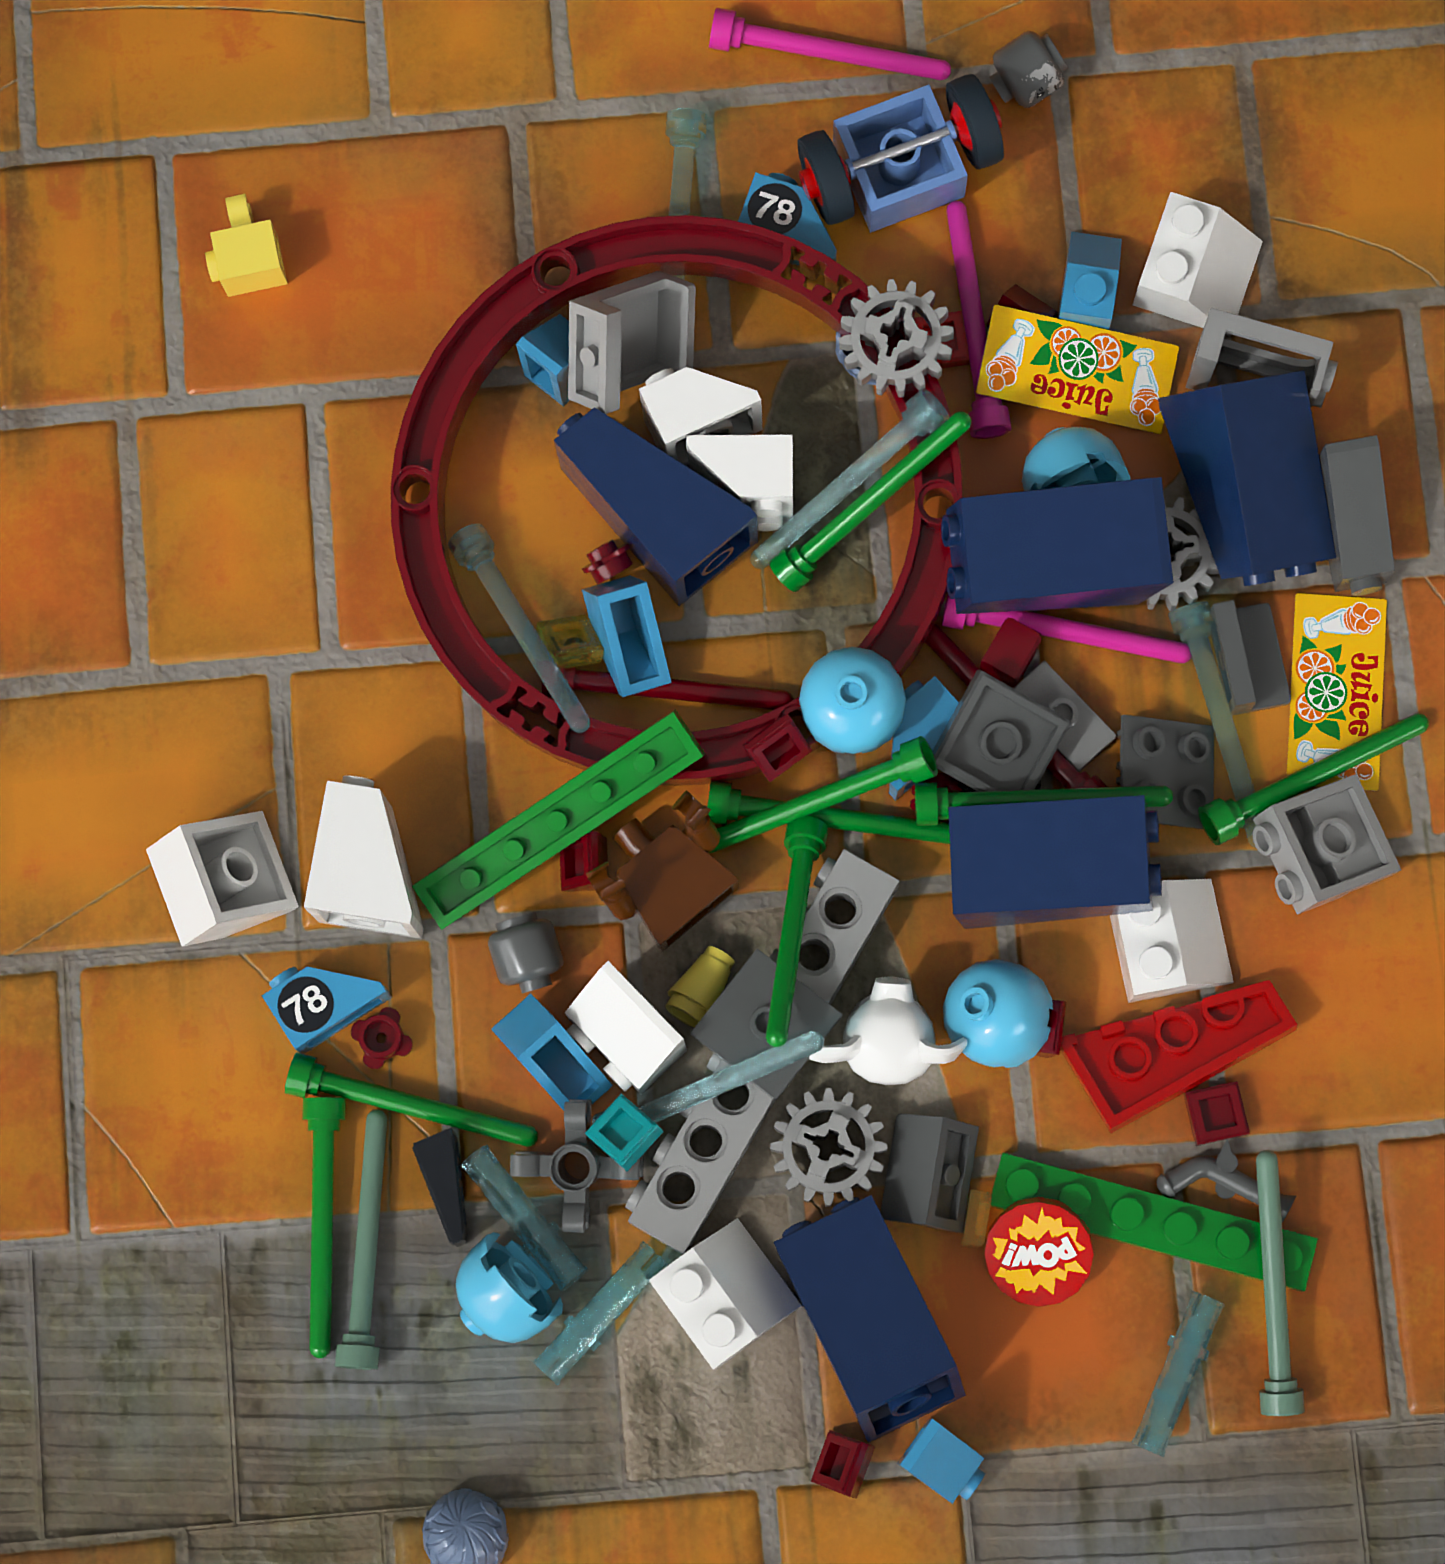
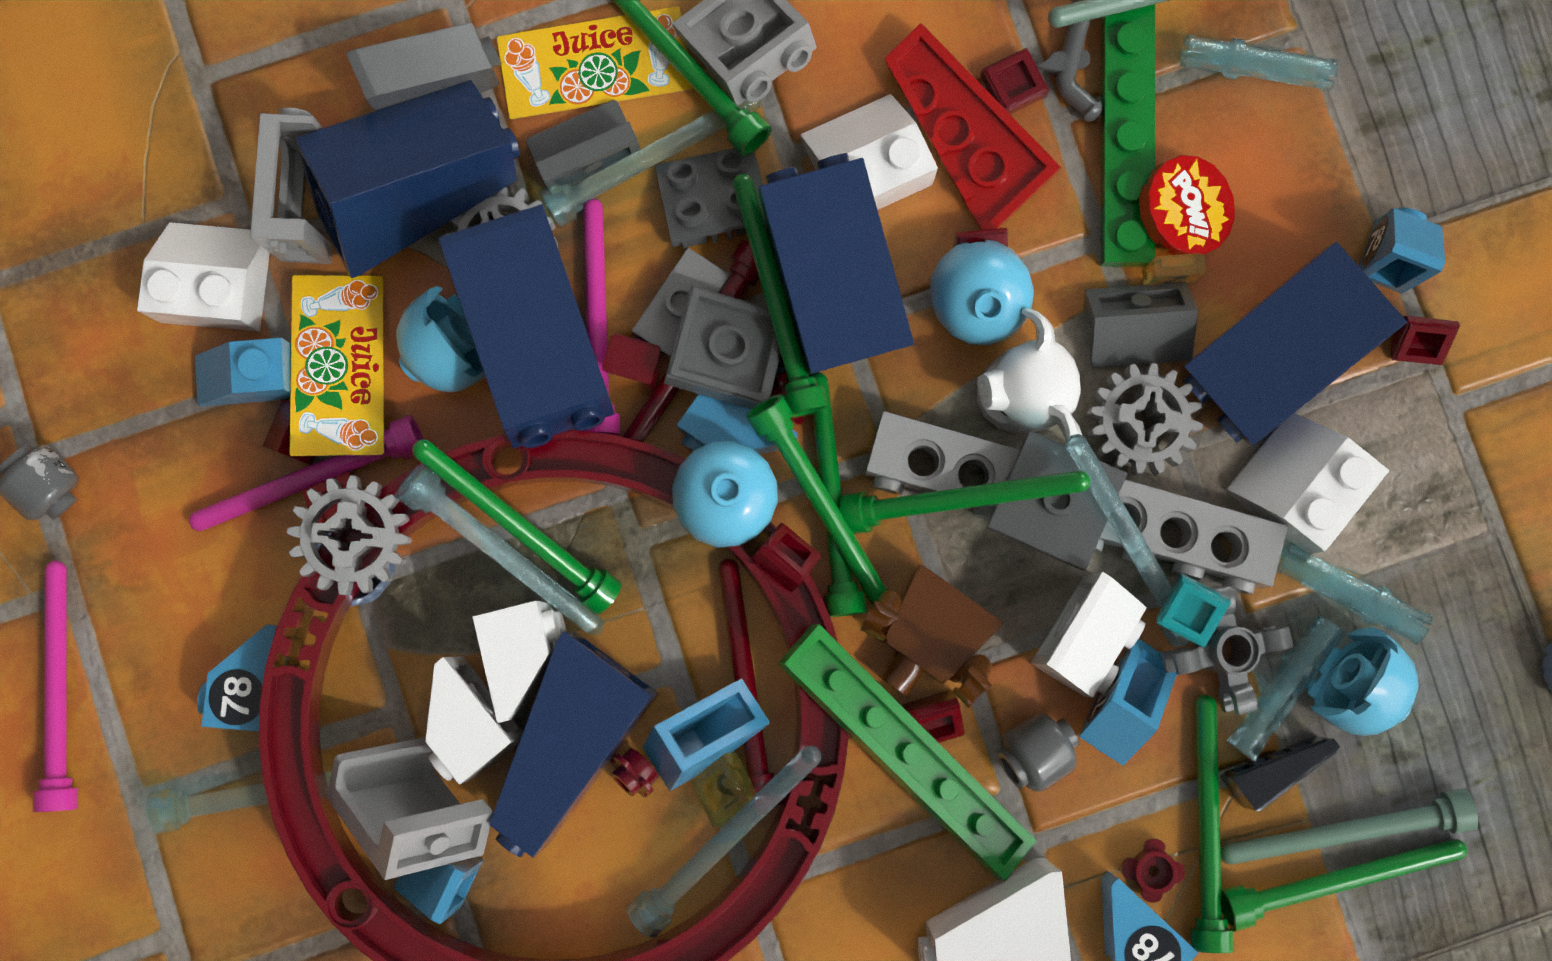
camera: 110 degrees left, 5 degrees up
(700, 986) = (1026, 576): light yellow cone -> none
(901, 154) = (151, 584): brick -> none

